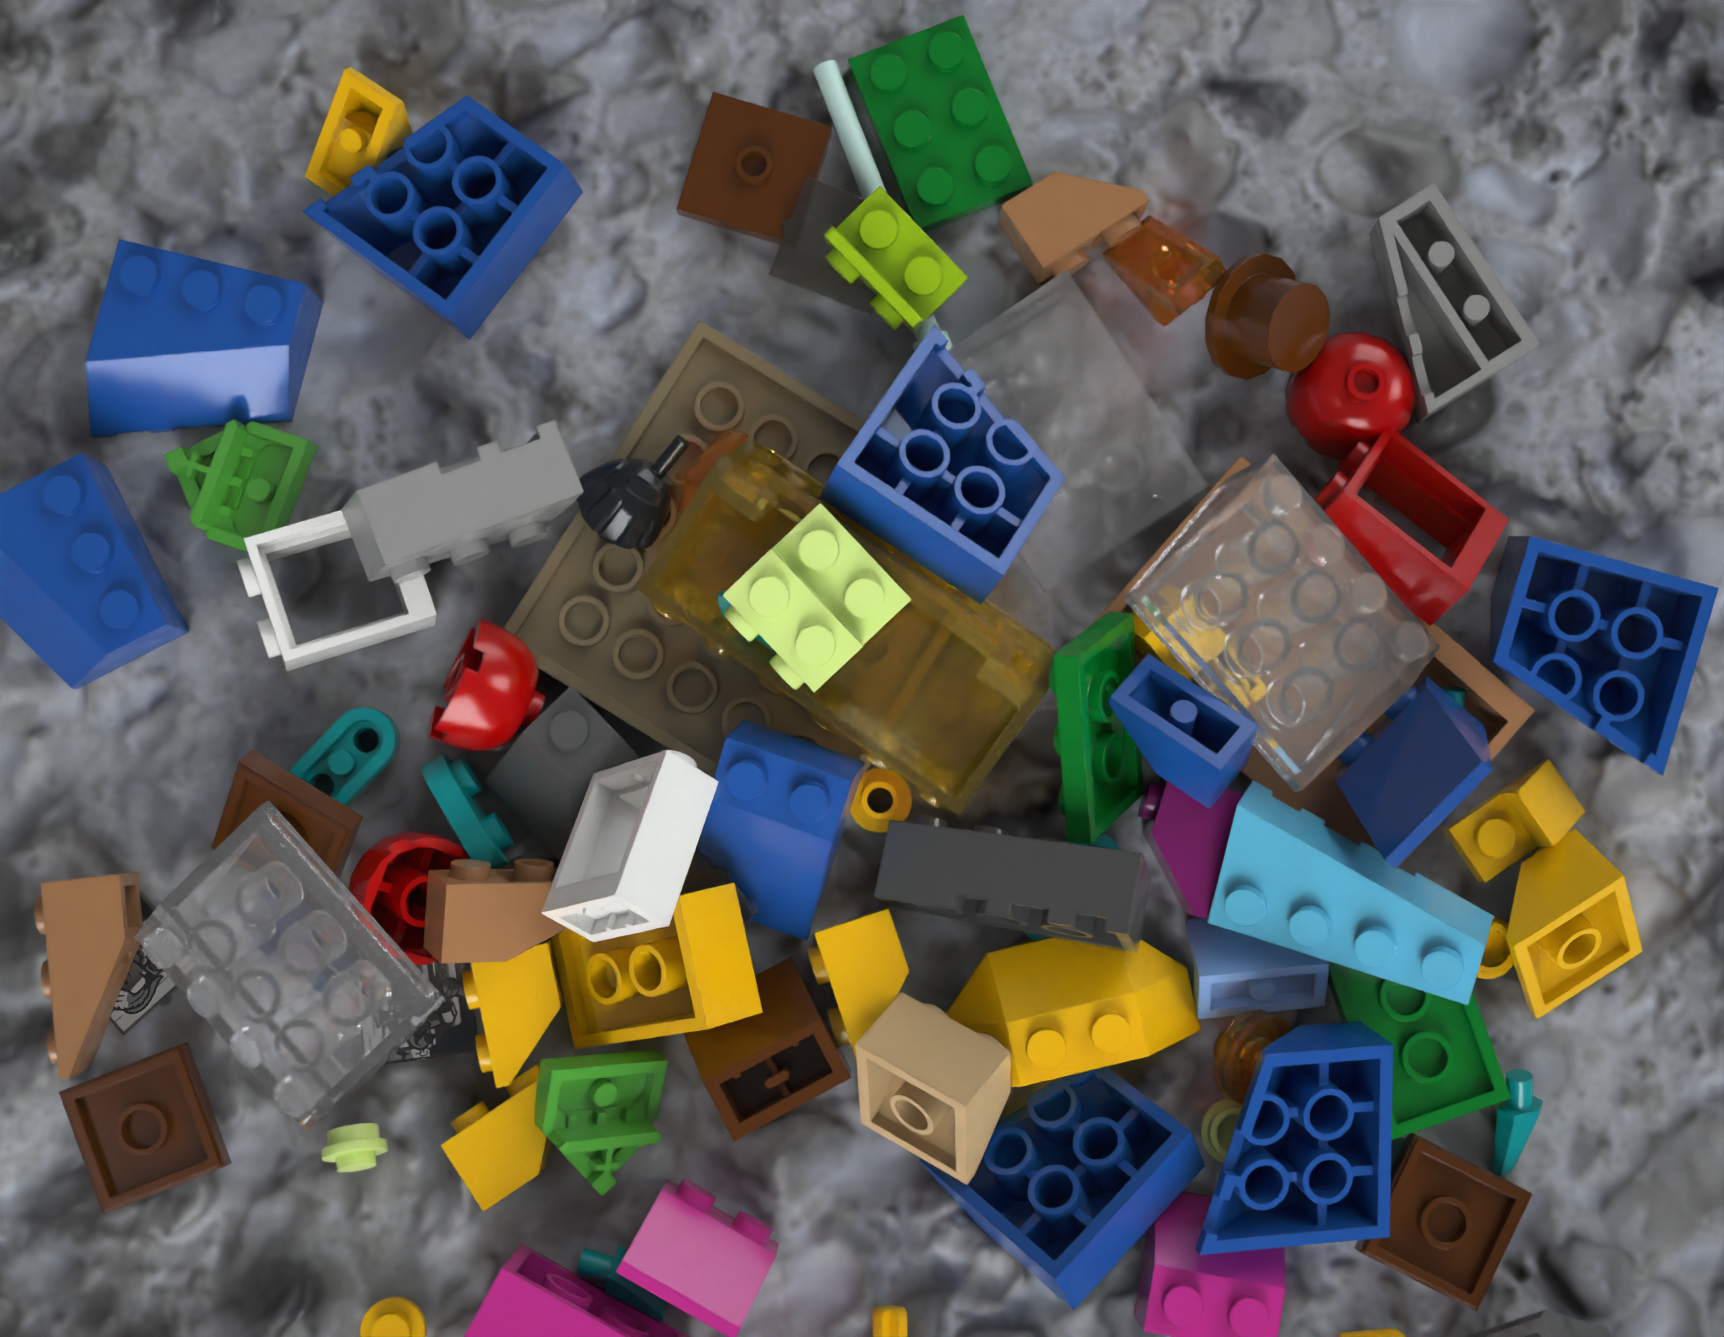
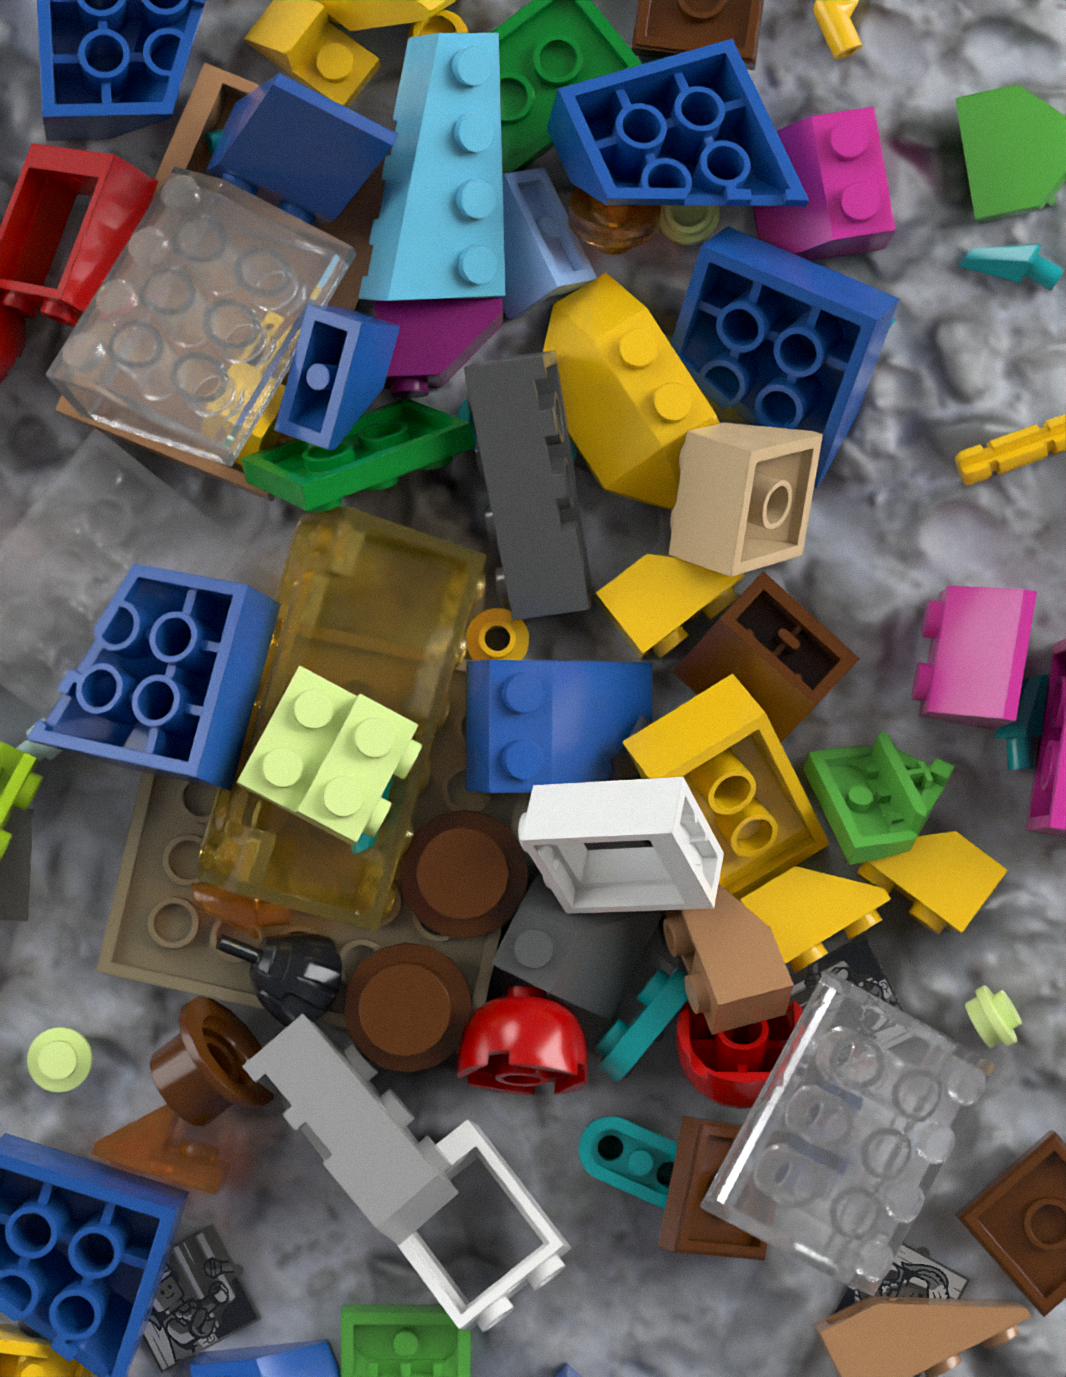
camera: 105 degrees left, 0 degrees up
(370, 316) = (198, 1300): none -> piece
(520, 313) = (148, 1148): none -> clear orange slope
(562, 595) = (407, 1007): none -> reddish brown piece
(576, 387) = (202, 1065): none -> reddish brown piece
(632, 262) = (59, 1059): none -> yellowish green plate
(666, 691) = (464, 874): none -> reddish brown piece

